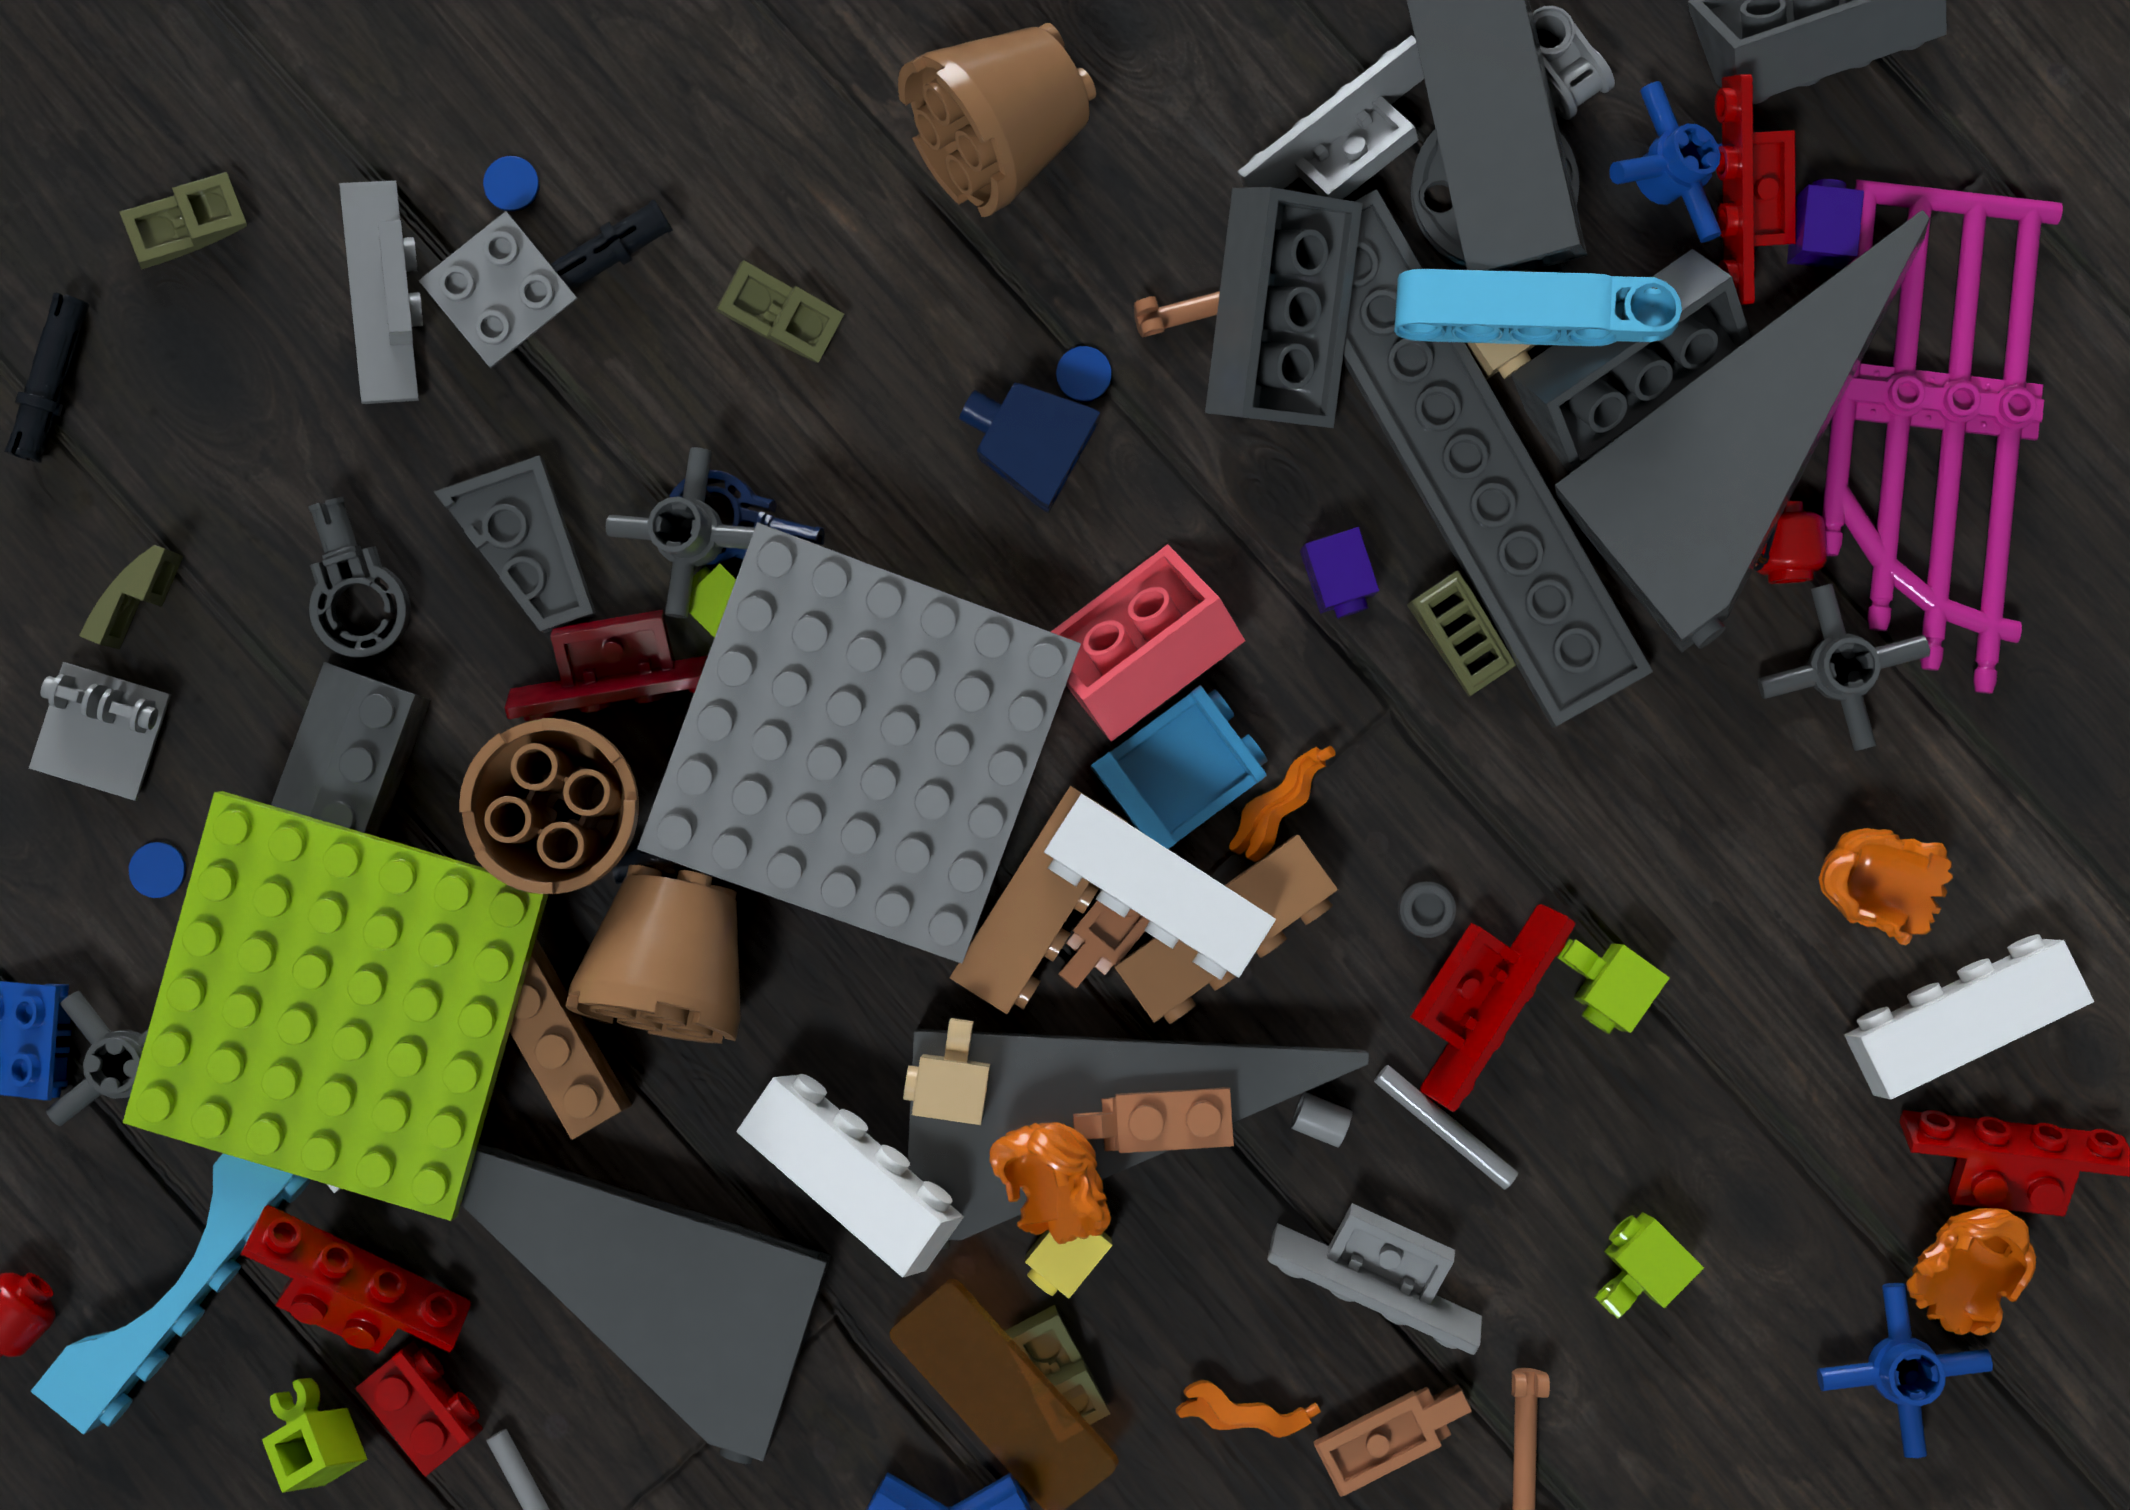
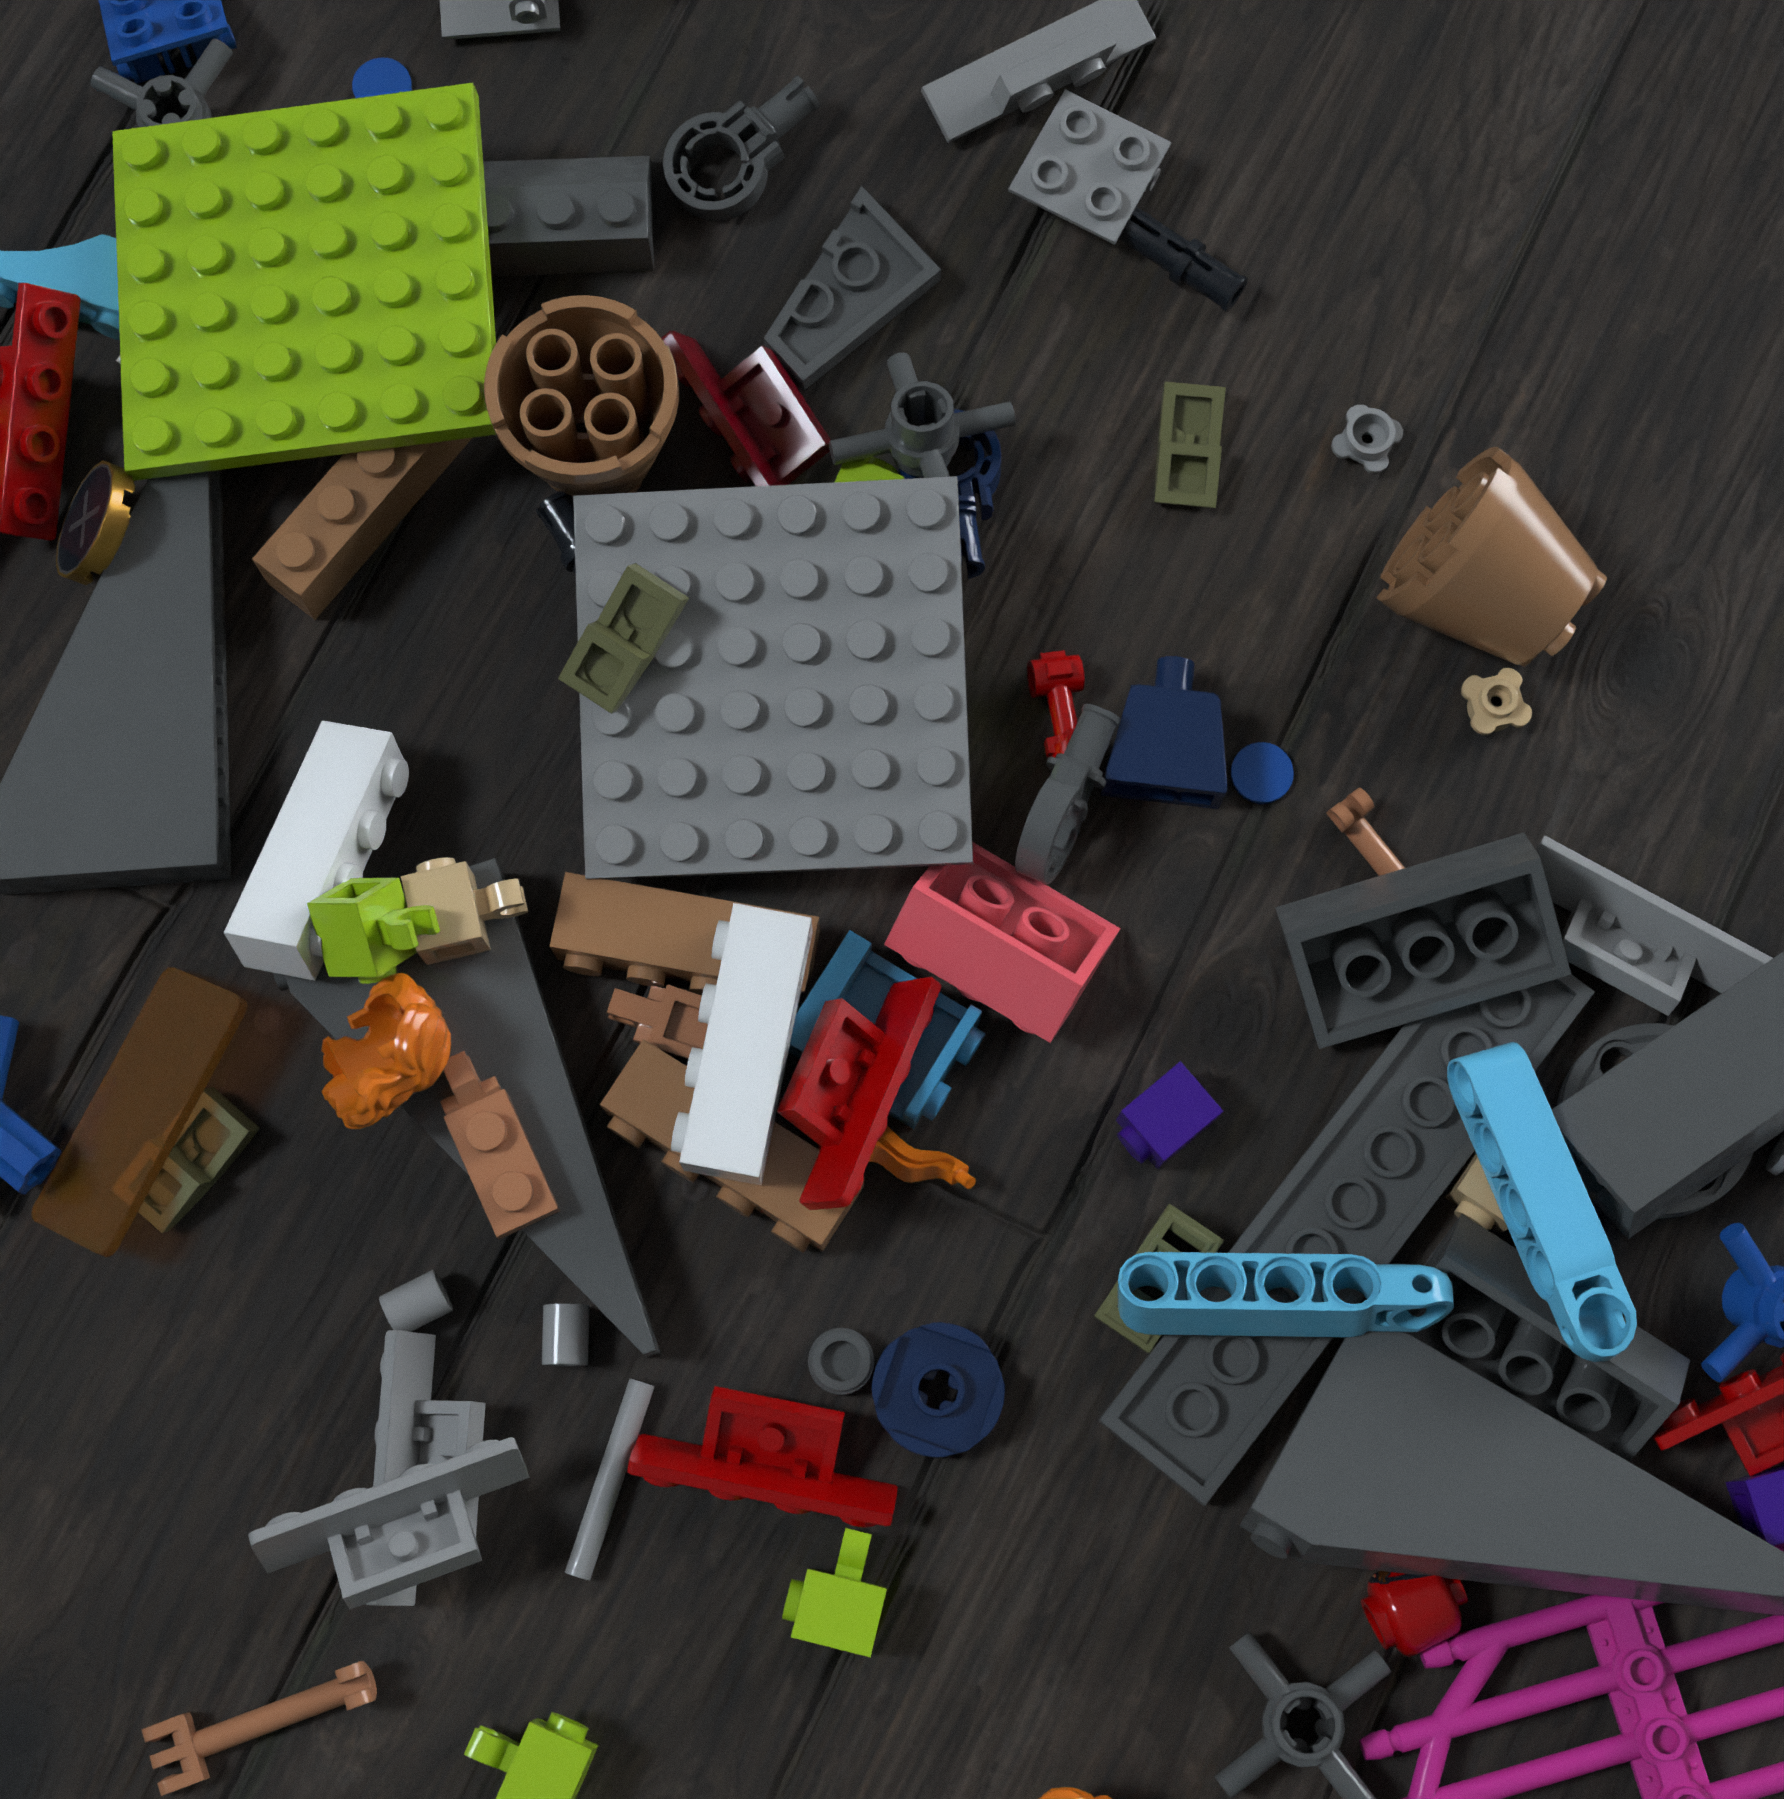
camera: 70 degrees right, 10 degrees down
(480, 1263) = (94, 523): none -> tile
(511, 183) = (1202, 147): blue piece -> none
(664, 959) = (474, 577): medium nougat cone -> none
(782, 854) = (623, 638): none -> olive slope
(834, 145) = (1370, 422): none -> light grey plate
(938, 507) = (1057, 678): none -> red bar
(943, 1156) = (368, 927): none -> lime brick
(1048, 542) = (1064, 797): none -> dark grey pin
(1064, 1265) = (308, 1120): light yellow brick -> none
(1110, 172) = (1490, 718): none -> tan plate
(1221, 813) = (850, 1084): none -> red bracket
(1223, 1414) = (204, 1359): orange hair -> none
(1248, 1229) = (416, 1302): none -> light grey hinge
(1390, 1437) = (215, 1530): nougat hinge -> none
(1437, 1308) = (396, 1530): none -> light grey bracket
(1513, 842) = (972, 1373): none -> dark blue plate
(1553, 460) = (1251, 1311): none -> medium azure piece

